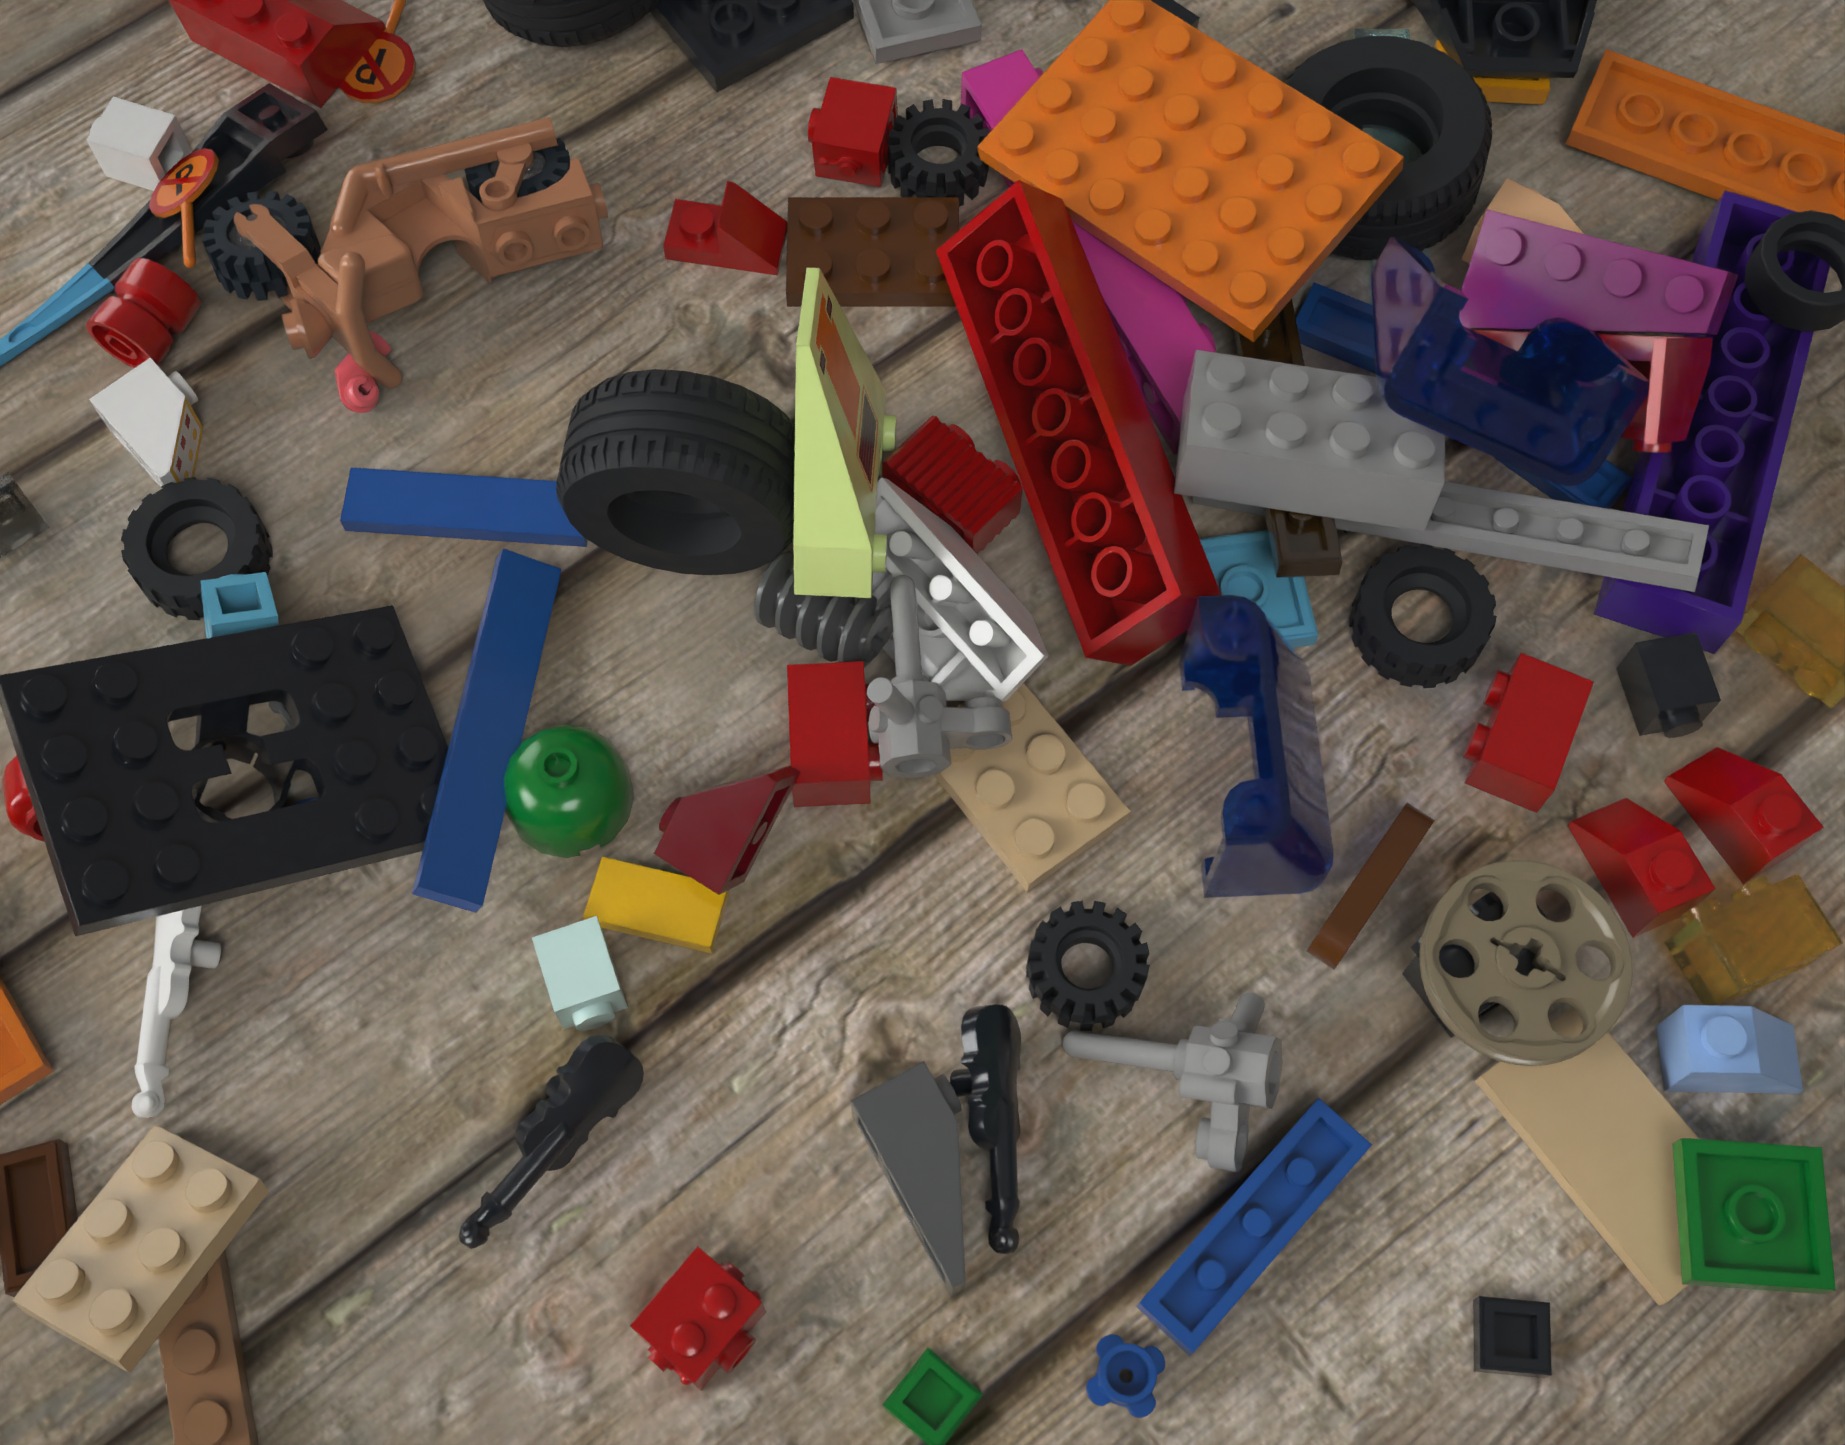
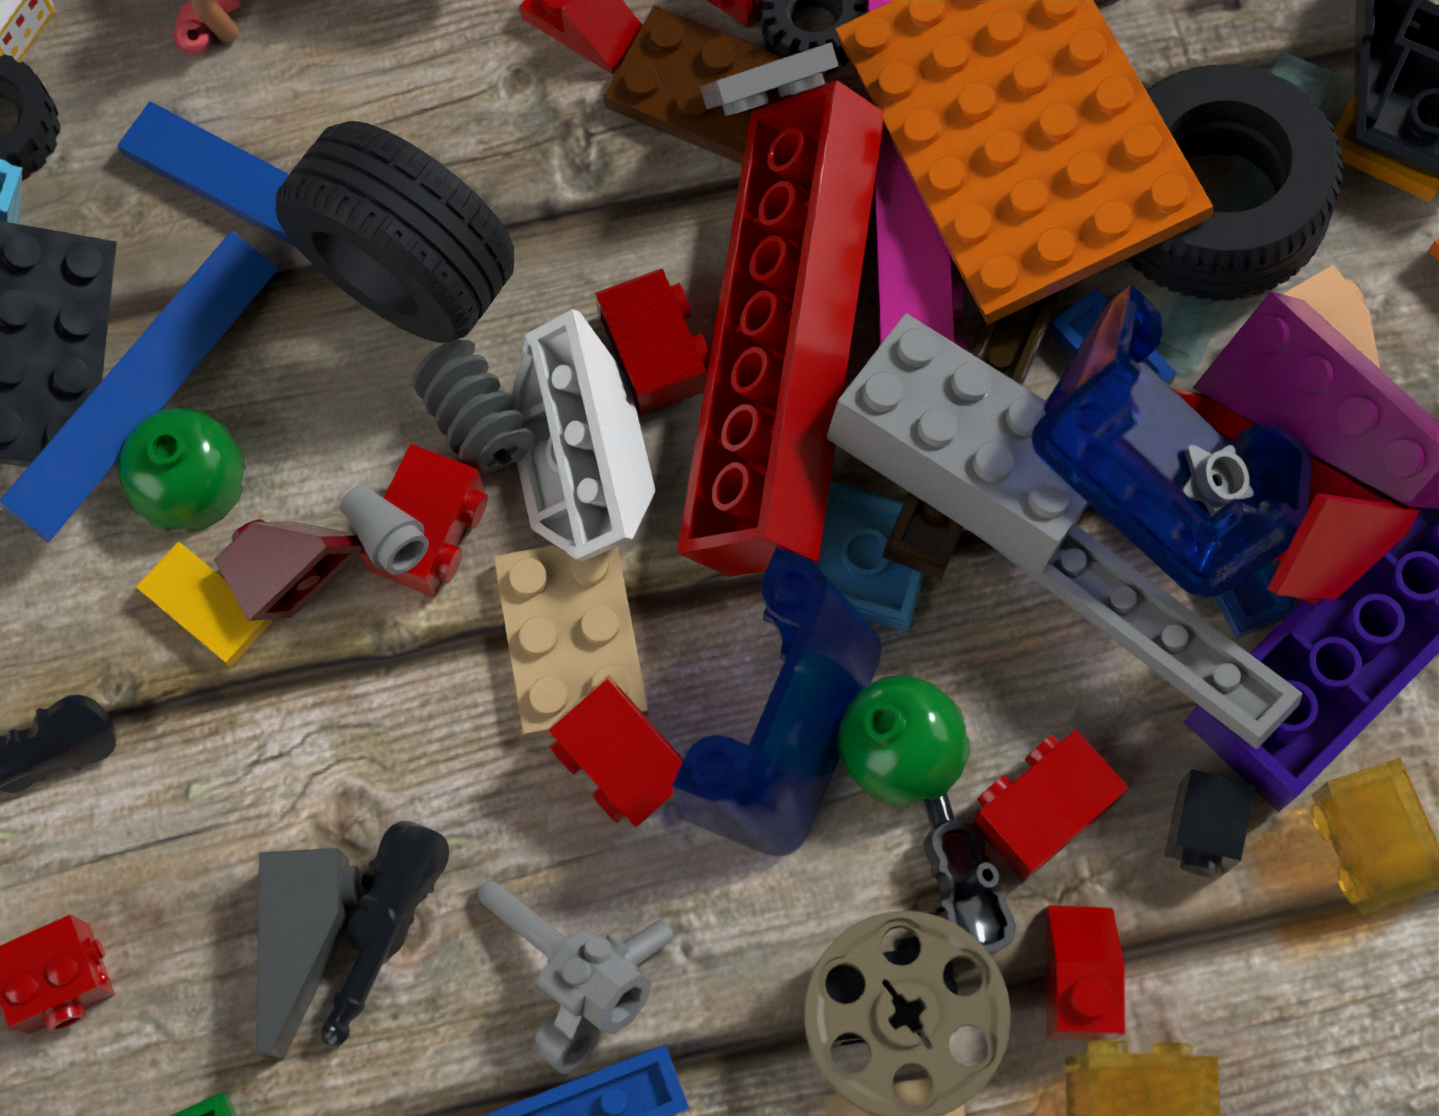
camera: 30 degrees right, 5 degrees up
(580, 975) = (105, 636): light aqua brick -> none
(814, 748) = (386, 532): none -> light grey cone
(837, 452) = (539, 241): yellowish green wedge -> none
(912, 713) = (488, 537): light grey piece -> none
(947, 210) = (787, 74): none -> light grey plate
(1093, 927) = (506, 802): black tyre -> none
(1134, 854) = (617, 751): none -> red brick
(1370, 886) = (823, 877): reddish brown beam -> none
(1375, 733) = (903, 741): none -> green cylinder
(1443, 575) = (1025, 604): black tyre -> none
(1469, 807) = (966, 878): none -> black piece
(1533, 376) = (1225, 466): none -> light grey plate
(1743, 811) = (1211, 971): red slope -> none

